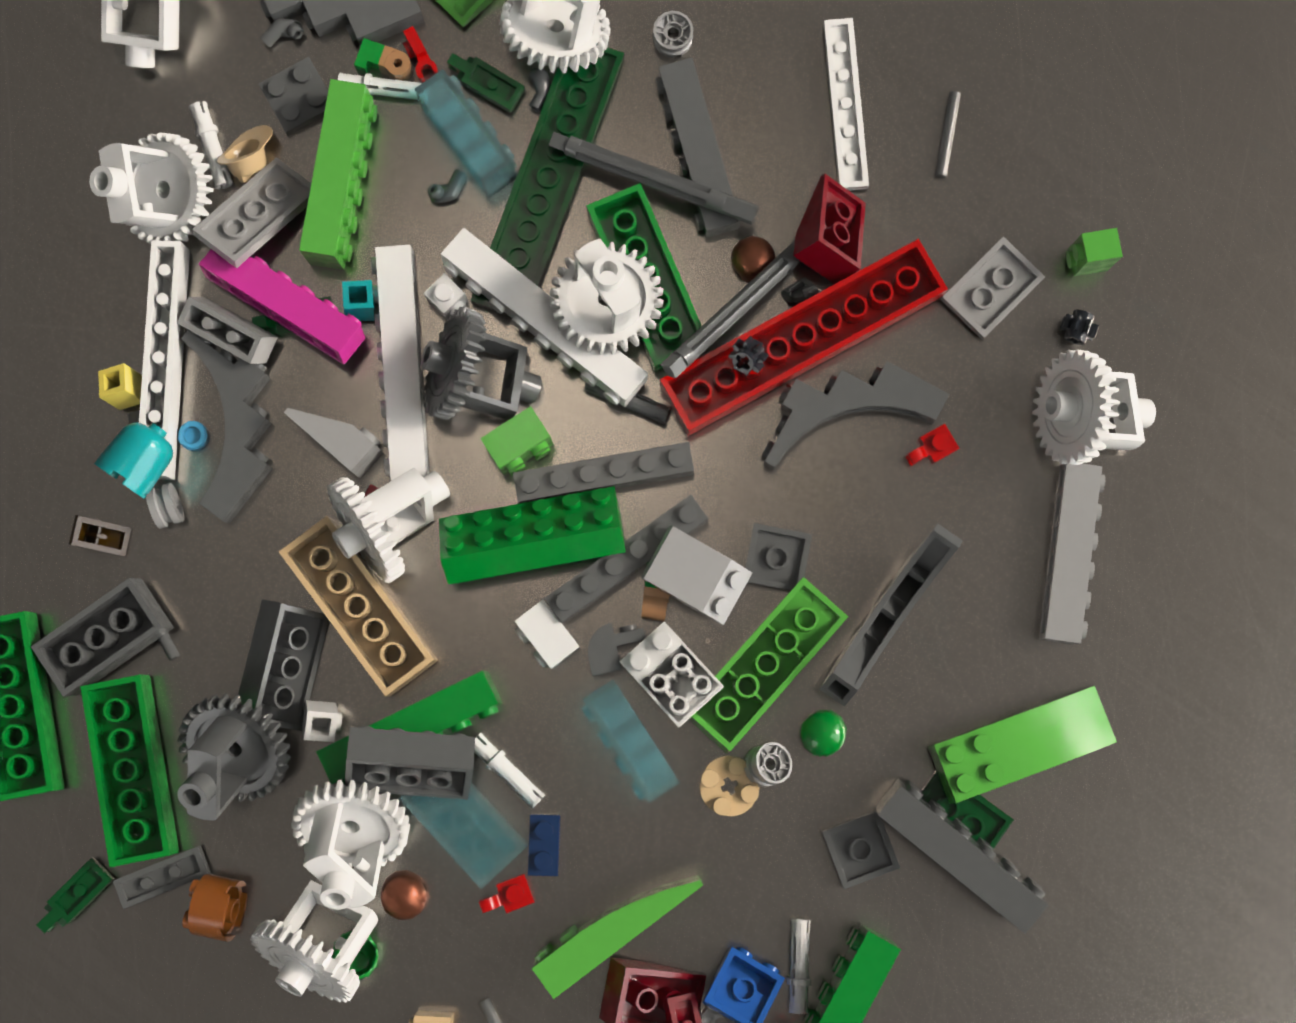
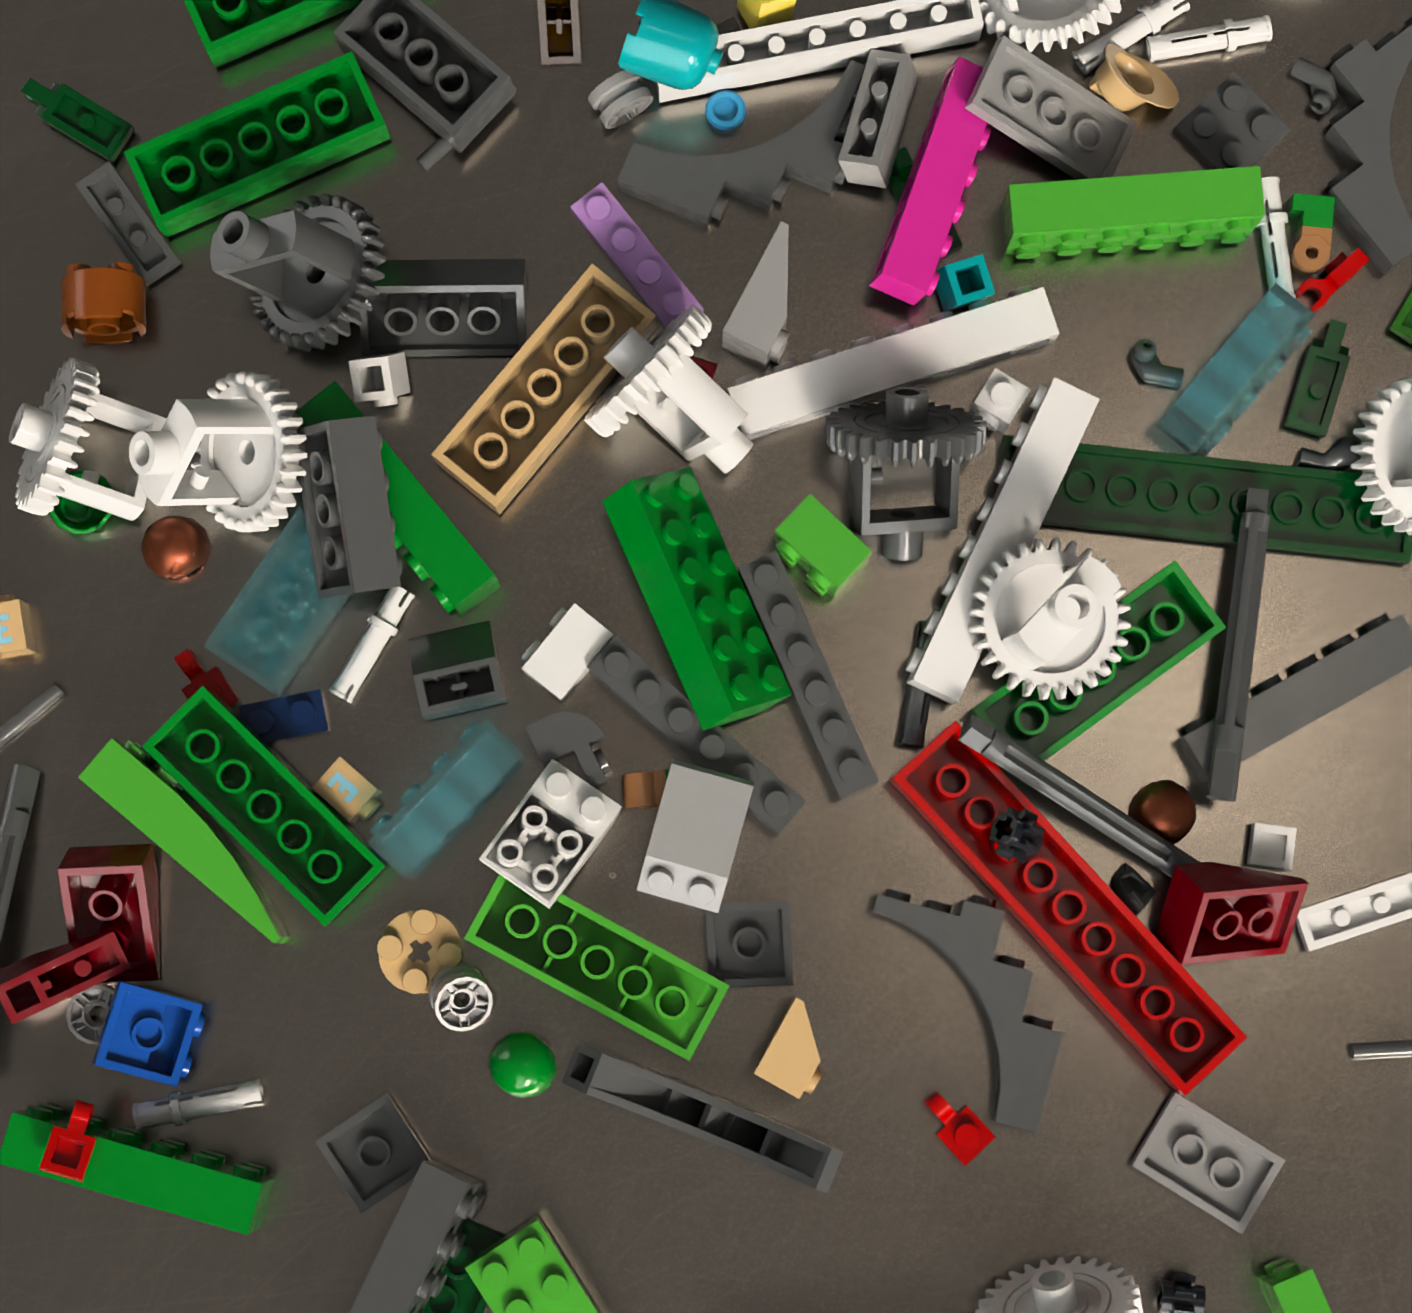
camera: 75 degrees right, 0 degrees up
(231, 84) = (1210, 38): none -> white pin
(278, 523) = (633, 254): none -> lavender plate
(540, 714) = (456, 670): none -> dark grey slope
(603, 870) = (265, 805): none -> green brick
(606, 810) = (348, 791): none -> tan brick
(793, 192) = (1271, 846): none -> white plate
(858, 545) = (791, 1053): none -> tan slope

